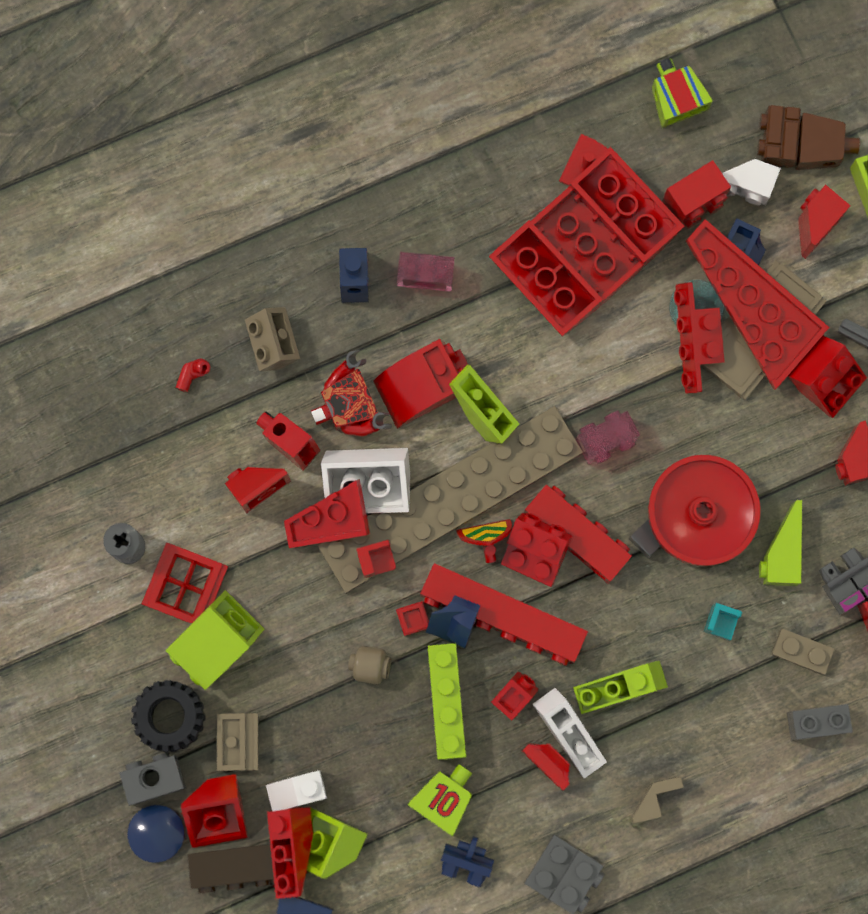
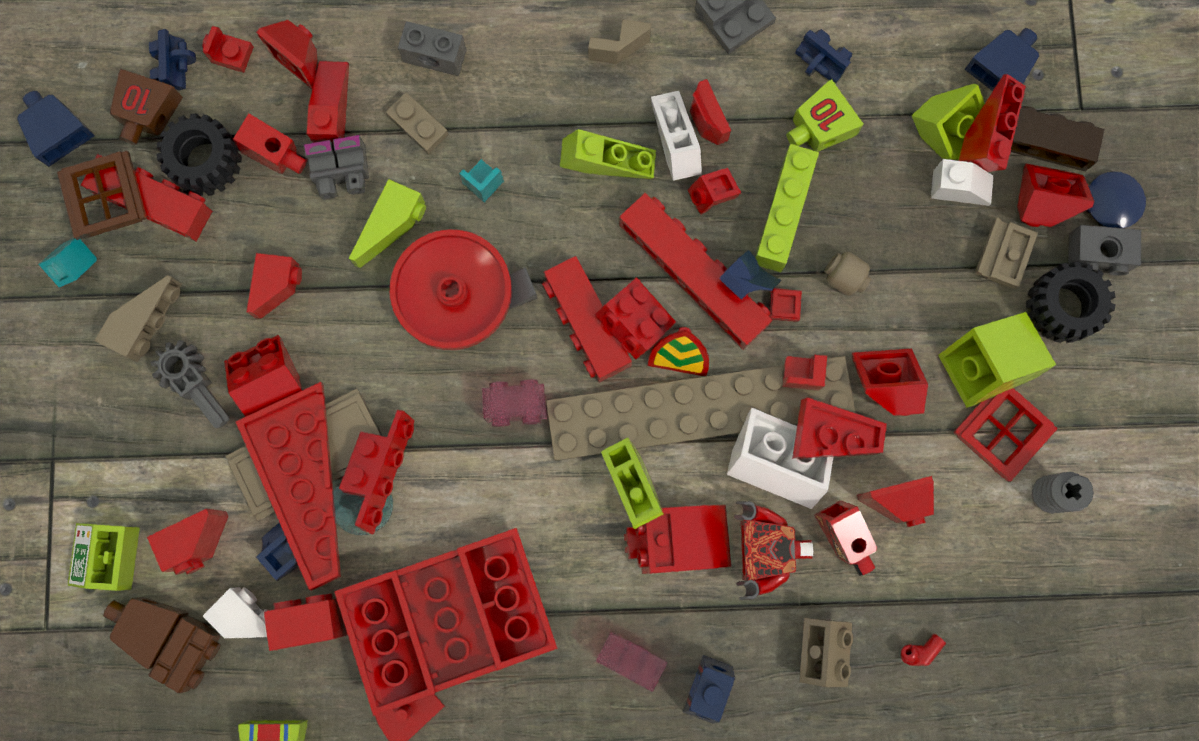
camera: 155 degrees left, 0 degrees up
(300, 586) = (893, 380): none -> red slope

